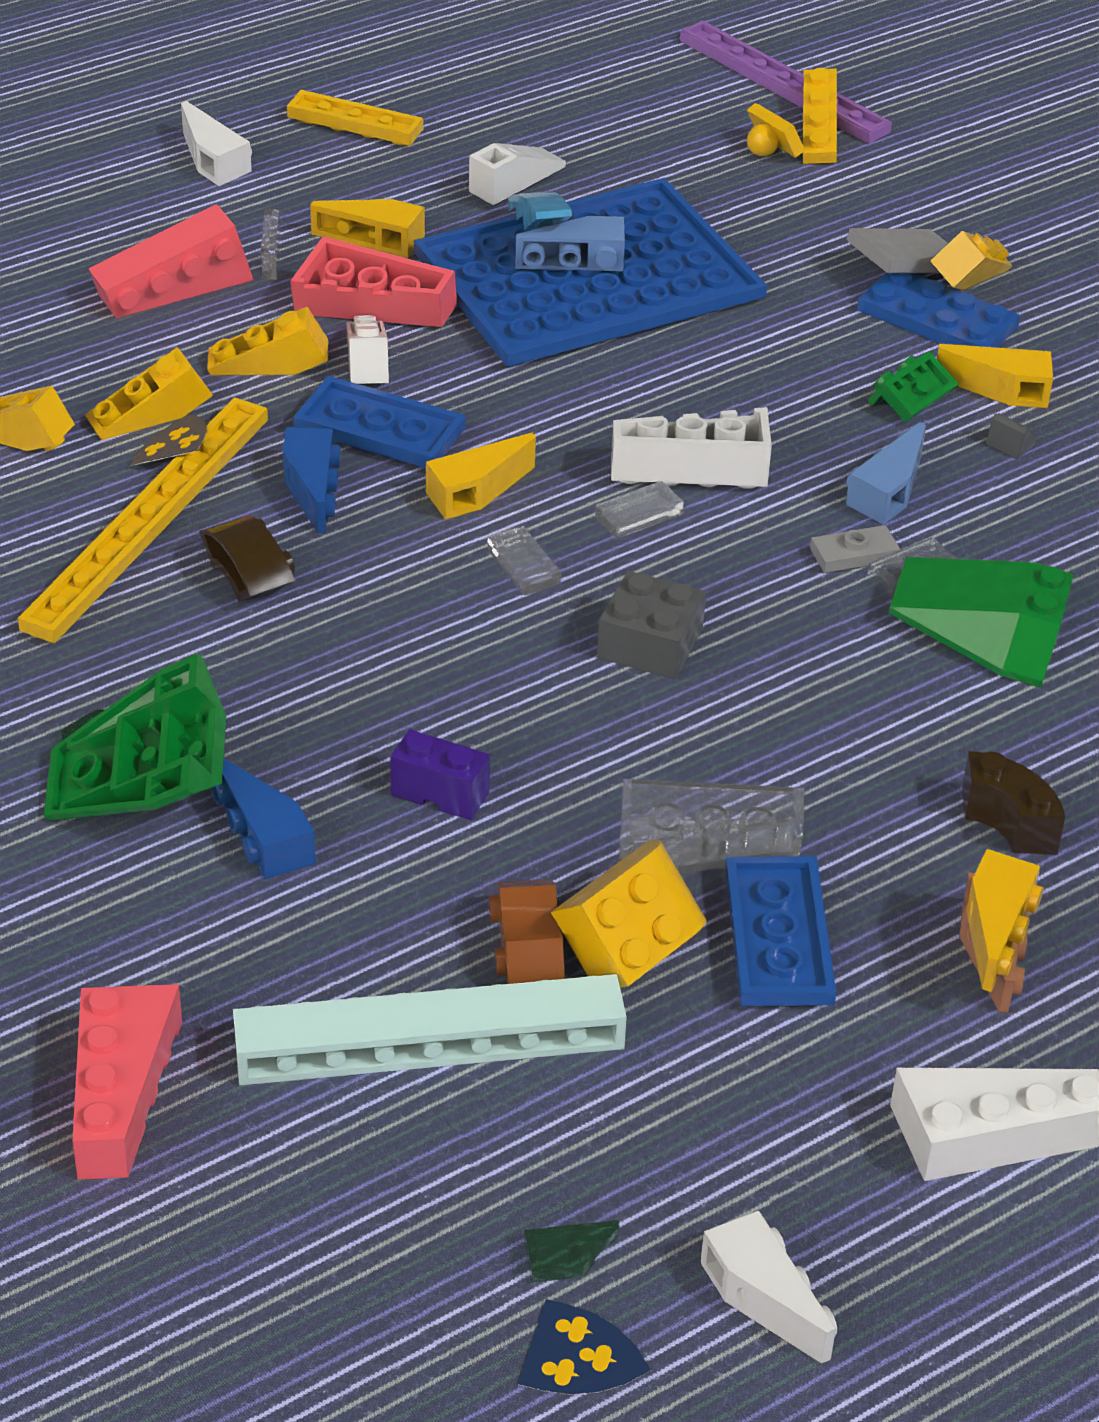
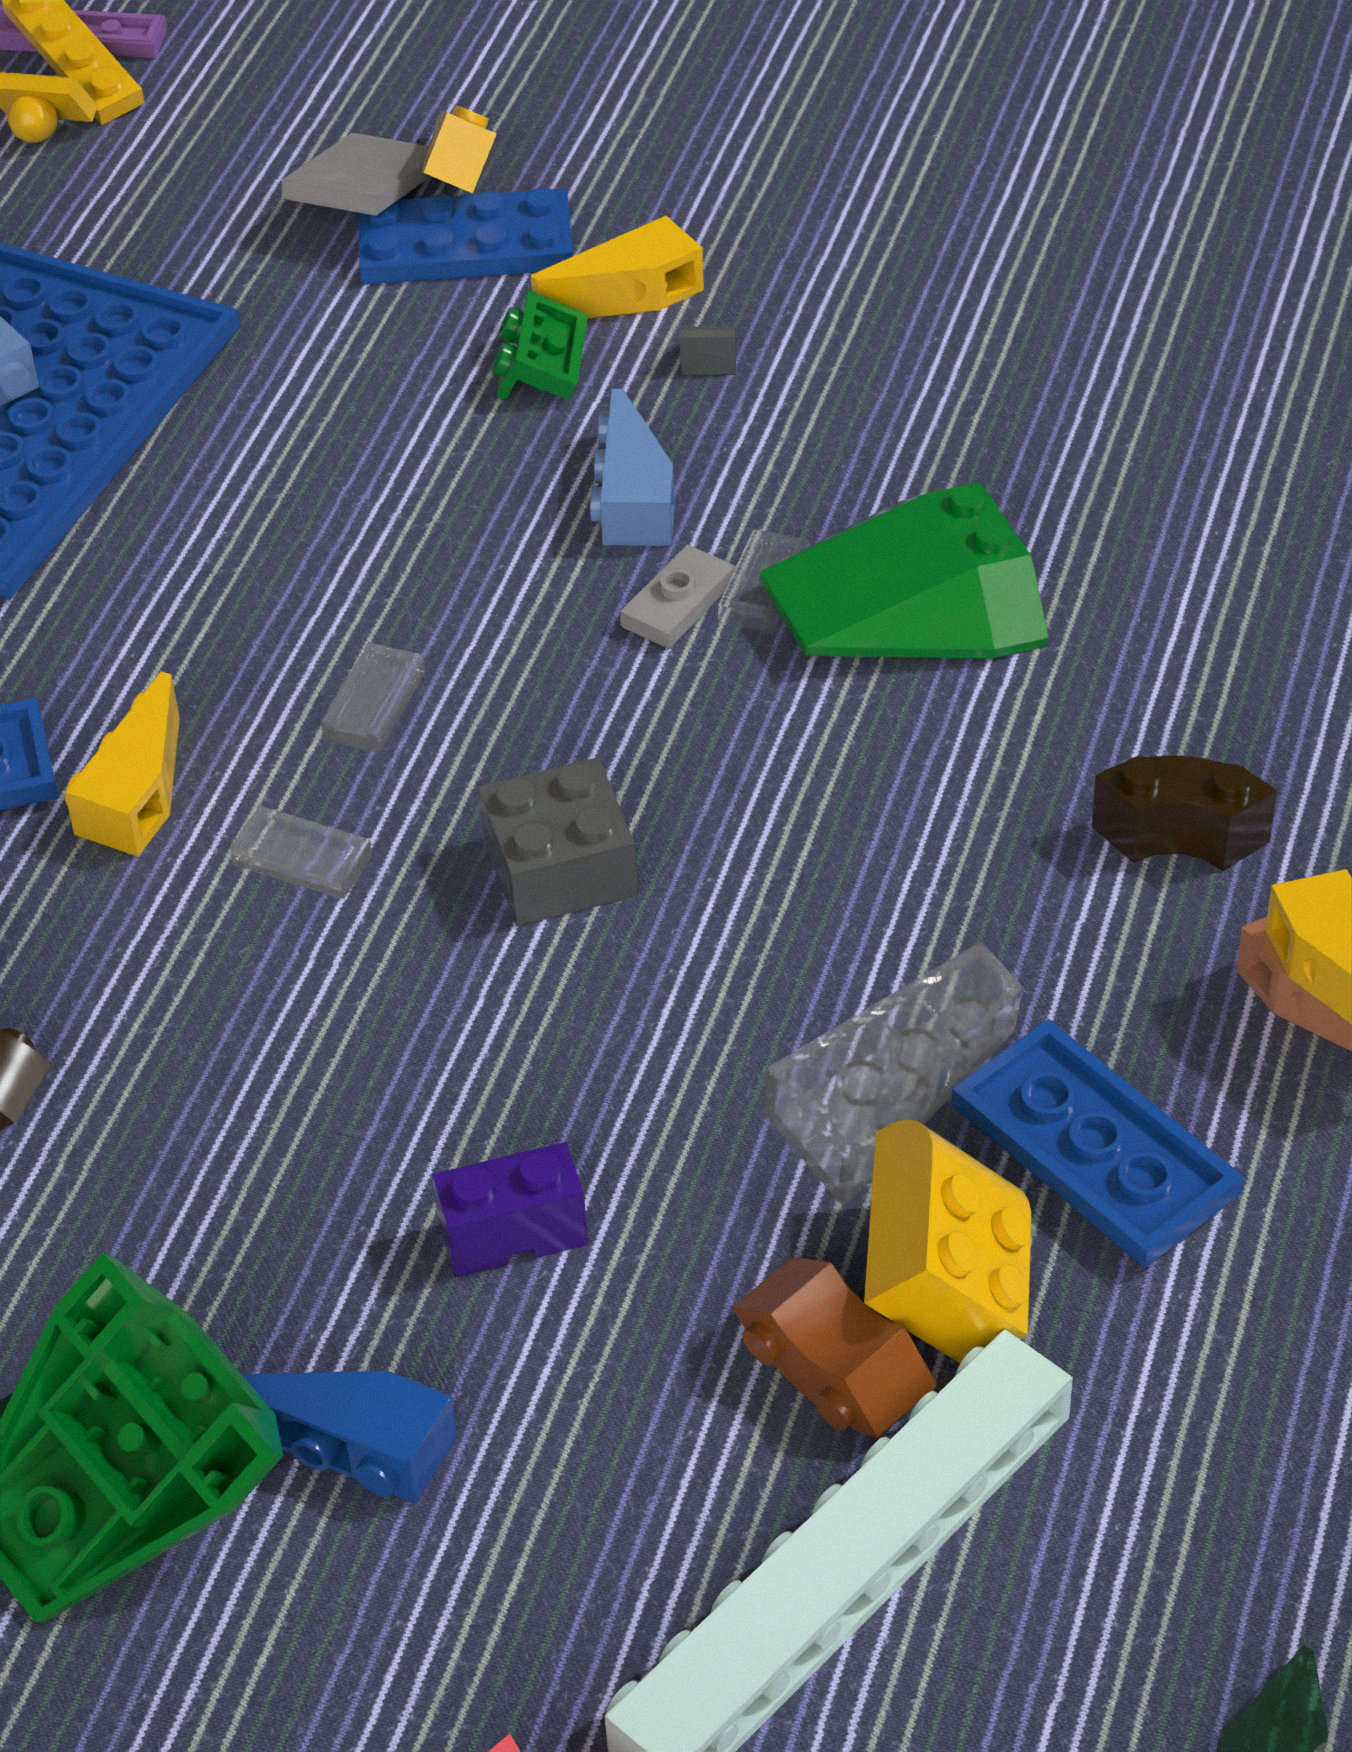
camera: 35 degrees left, 5 degrees up
(693, 450) = (378, 577): white wedge -> none

